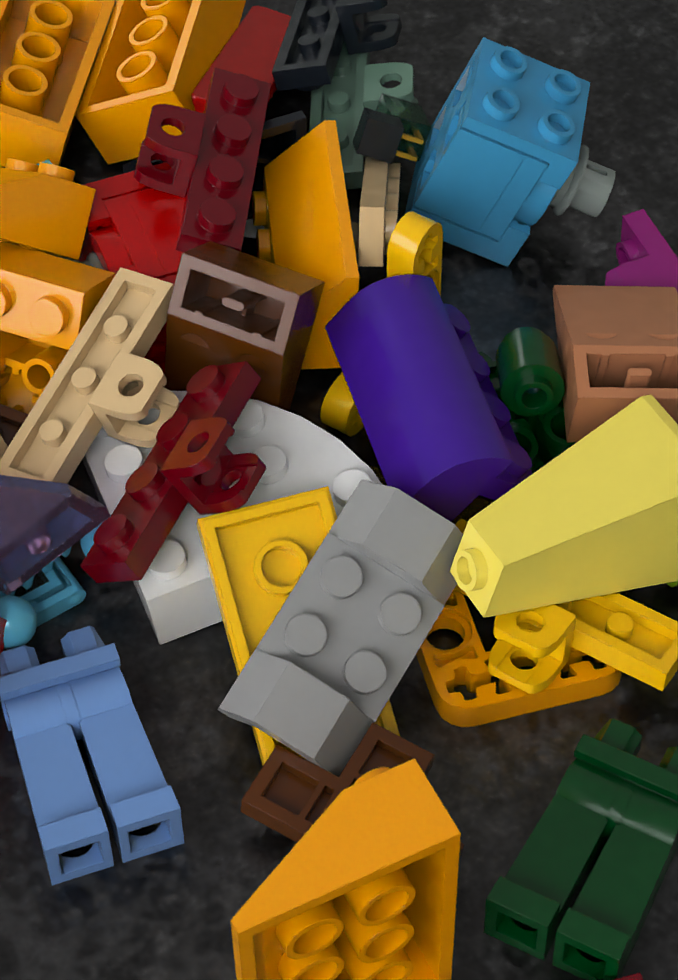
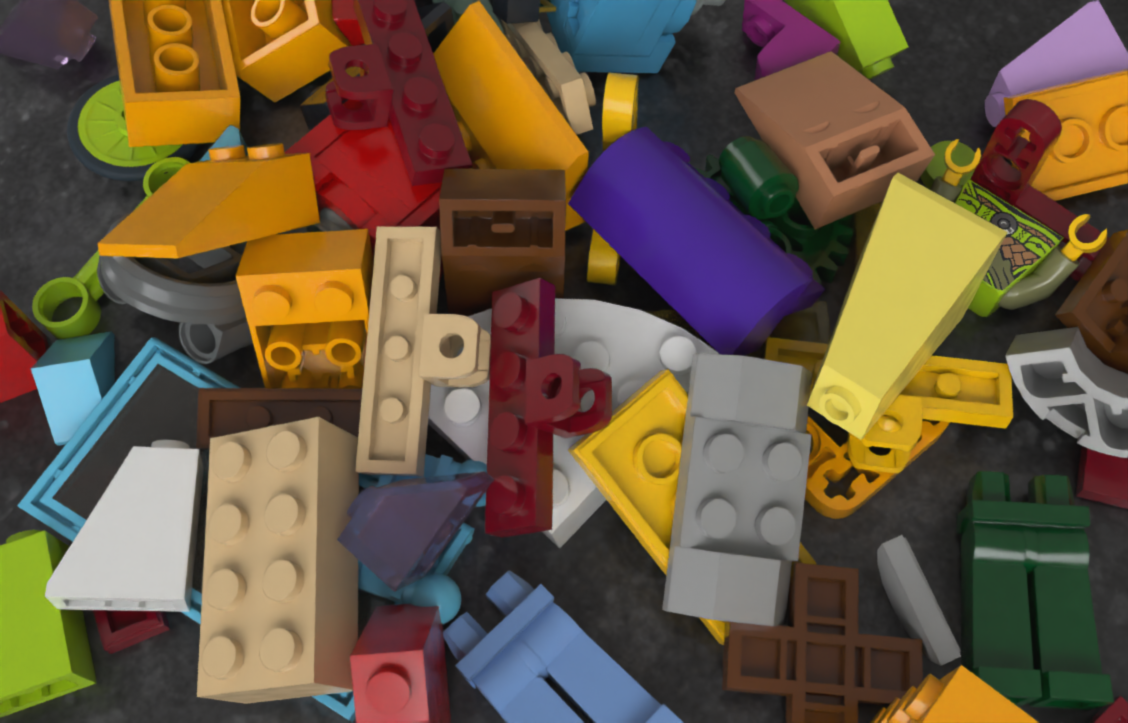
camera: 20 degrees left, 15 degrees up
(478, 801) = (915, 601): none -> light grey tile

